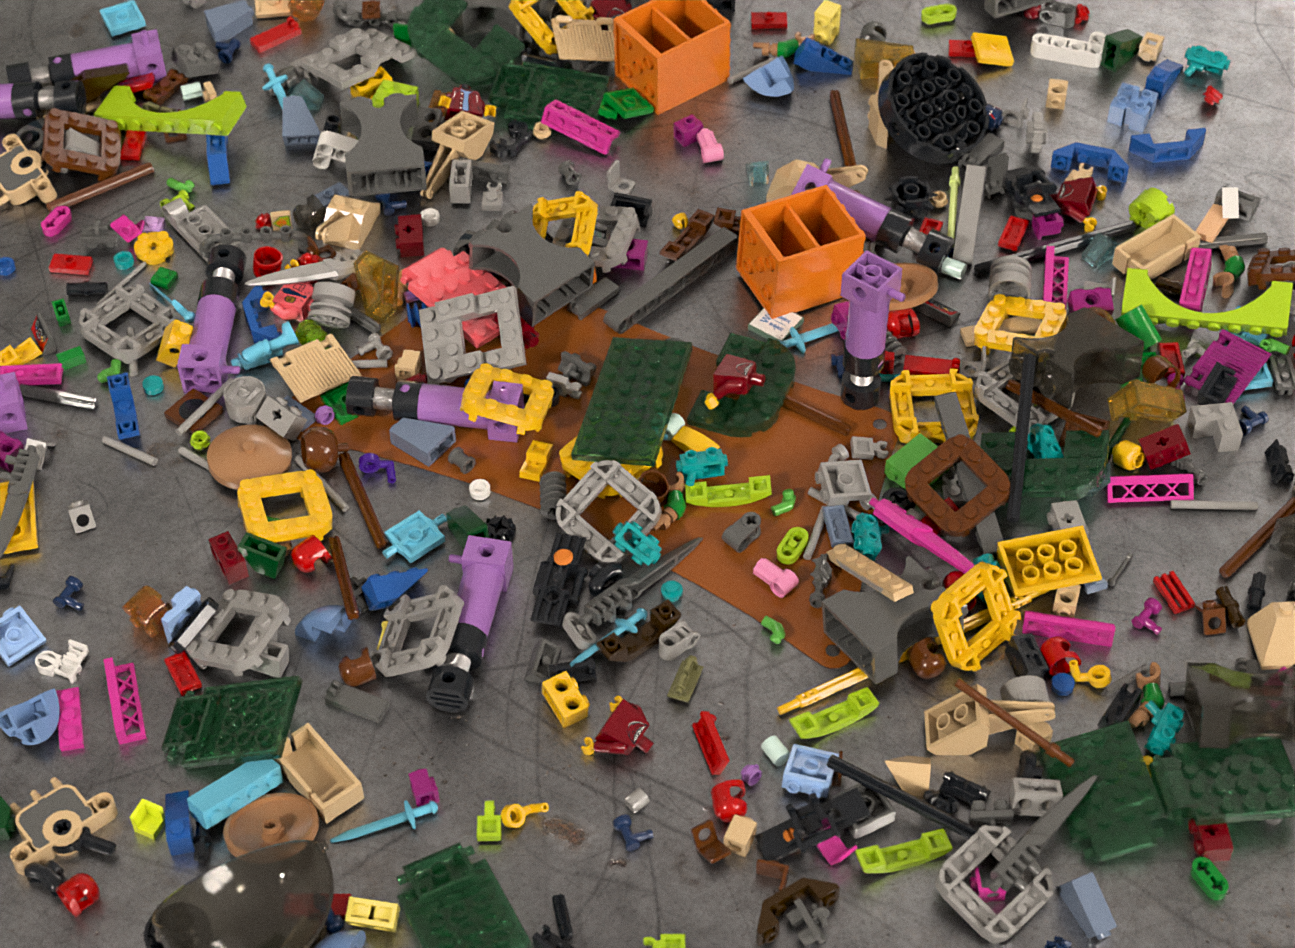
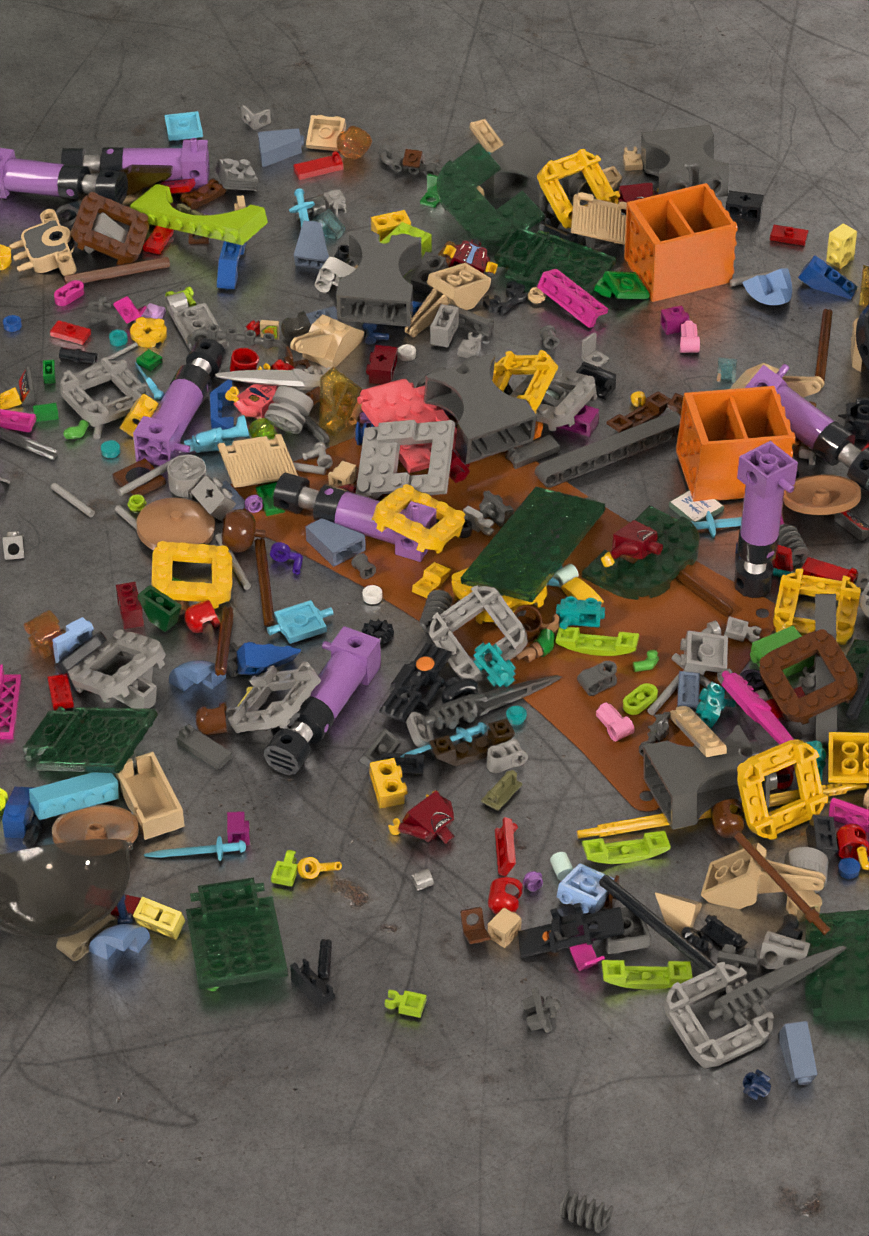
camera: 15 degrees right, 5 degrees down
(124, 406) = (79, 460): blue slope -> none
(177, 185) = (182, 279): bright green arm -> none
(191, 91) = (225, 202): light aqua piece -> none
(228, 48) = (269, 171): dark blue piece -> none
(371, 45) = (401, 191): light grey piece -> none
(465, 522) = (347, 616): dark green slope -> none
(623, 825) = (403, 896): dark blue piece -> none
(773, 869) = (524, 962): reddish brown bracket -> none
(775, 627) = (599, 765): bright green arm -> none
(785, 48) = (793, 263): piece -> none
(819, 892) = (518, 989): dark brown slope -> none
(899, 321) = (813, 525): red helmet -> none
(975, 885) = (706, 1021): dark pink bracket -> none

